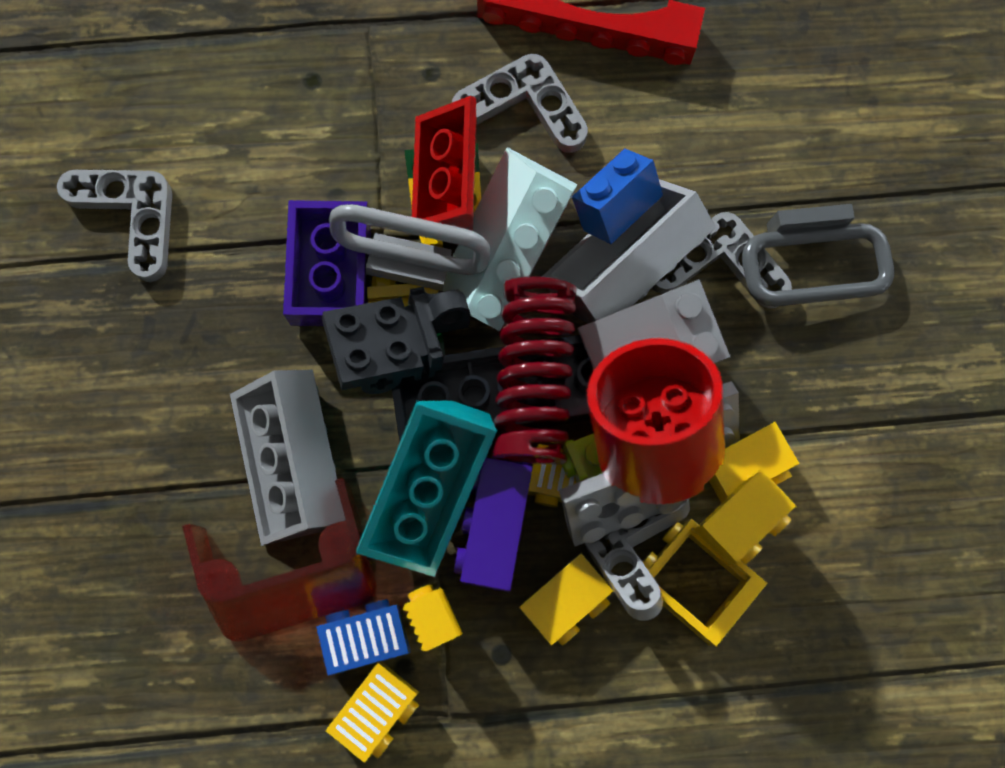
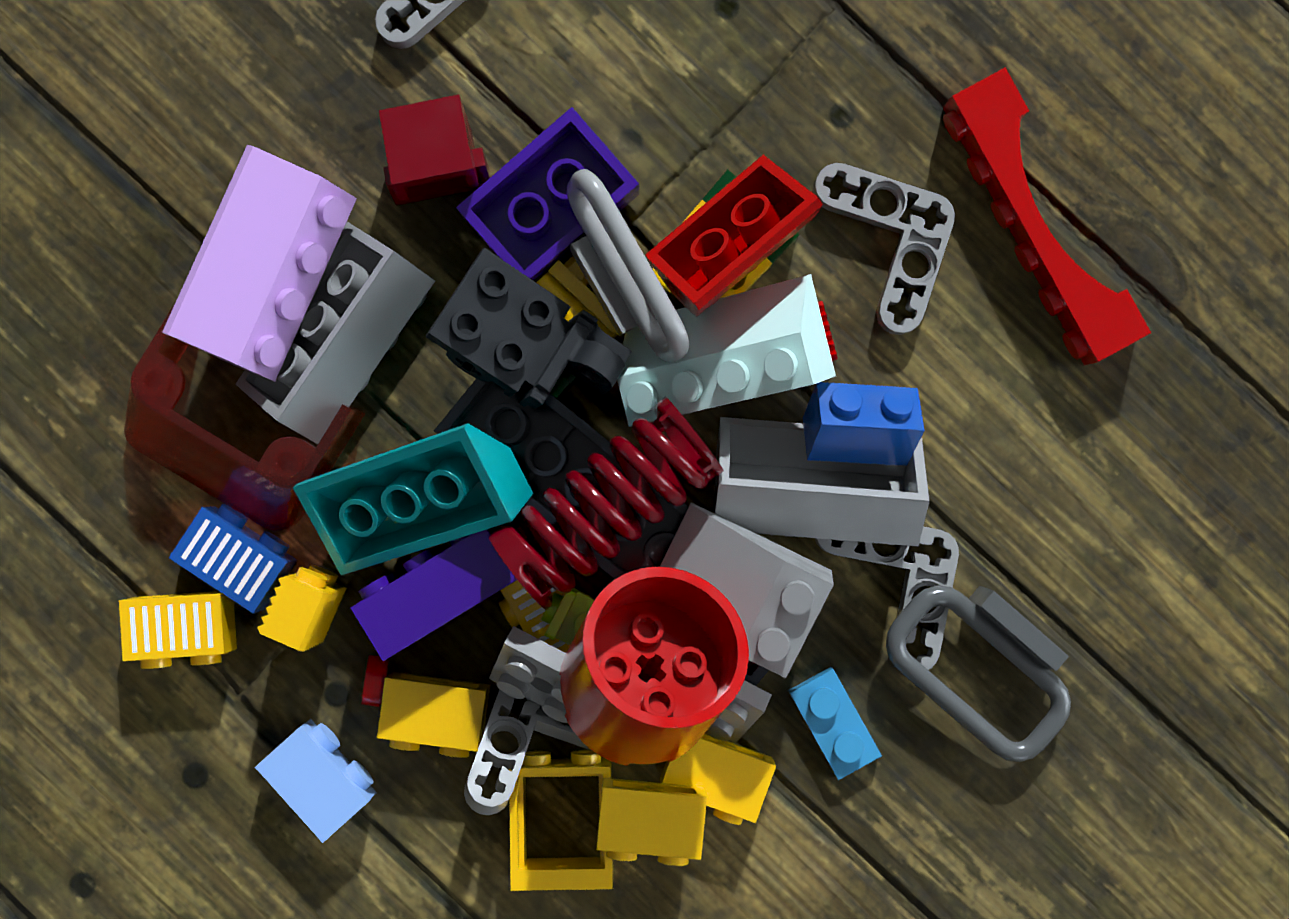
camera: 50 degrees right, 10 degrees up
(207, 458) = (260, 263): none -> lavender slope
(237, 303) = (430, 151): none -> dark red plate
(515, 619) = (374, 681): none -> red tile
(544, 709) = (317, 779): none -> light blue brick
(777, 372) = (835, 723): none -> dark azure plate

